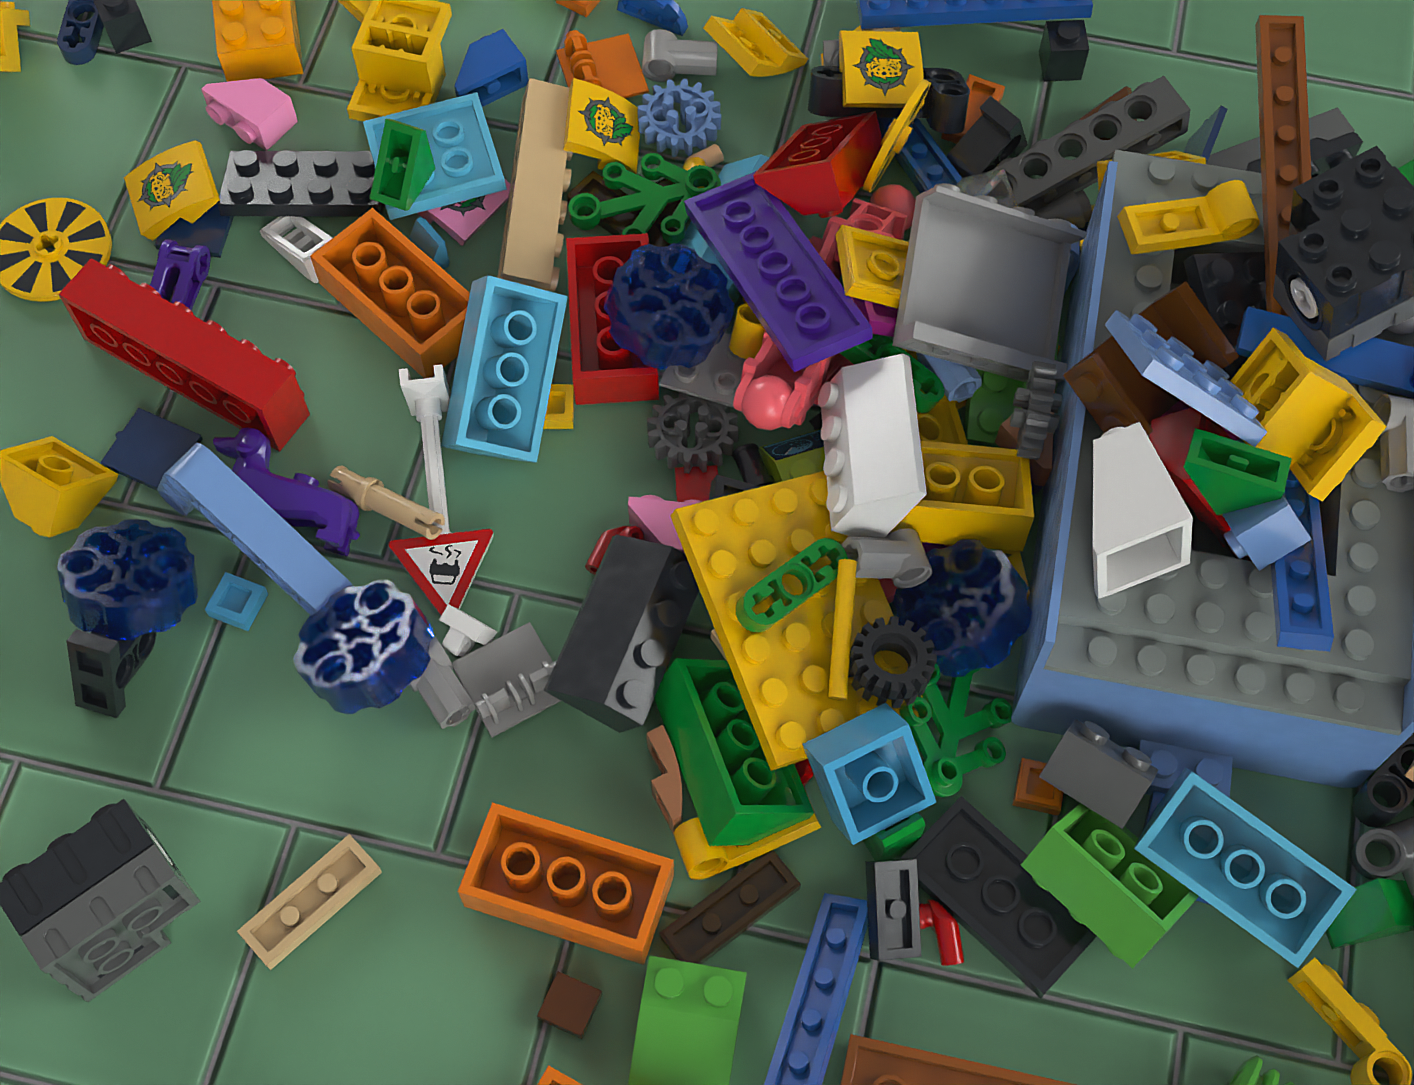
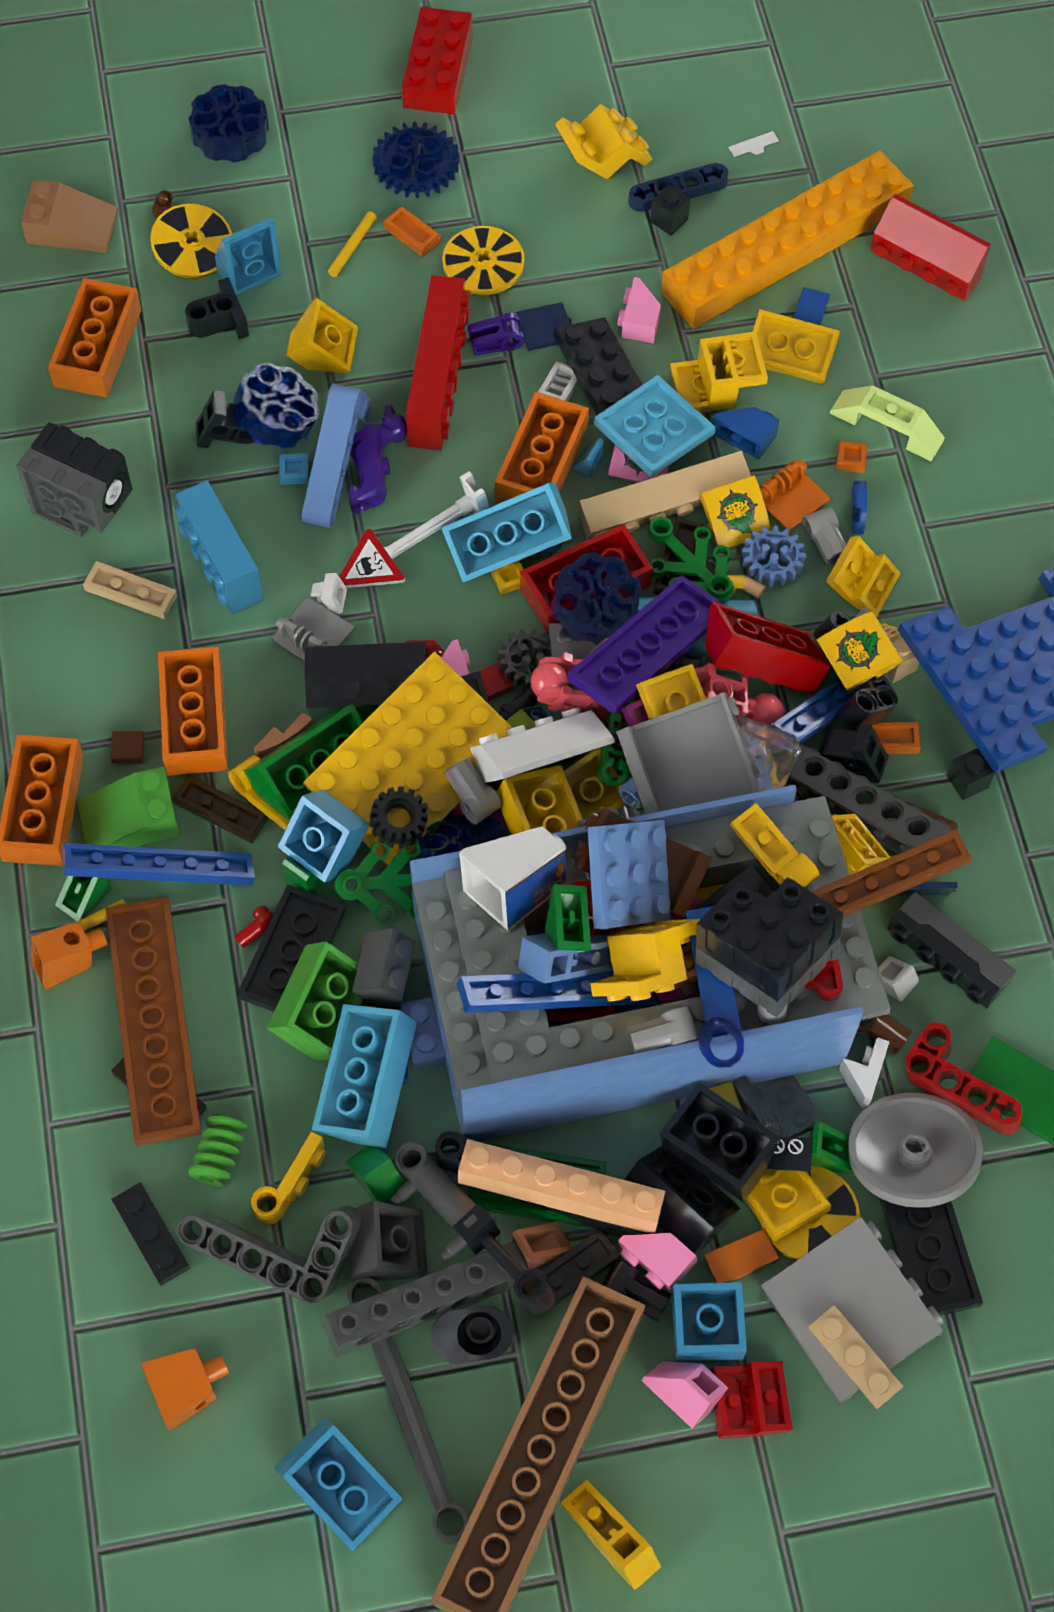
camera: 65 degrees right, 0 degrees up
(148, 448) = (376, 378): dark blue piece -> none
(170, 188) = (556, 299): yellow slope -> none
(317, 743) = (218, 547): none -> dark azure brick
(364, 646) = (289, 542): clear blue connector -> none
(372, 495) = (396, 504): tan pin -> none
(401, 165) = (622, 409): green slope -> none
(442, 689) = (293, 588): light grey piece -> none
(784, 601) = (395, 736): green beam -> none
(842, 629) = (406, 779): yellow bar -> none
(893, 909) = (253, 891): black plate -> none
(896, 135) = (799, 677): yellow piece -> none

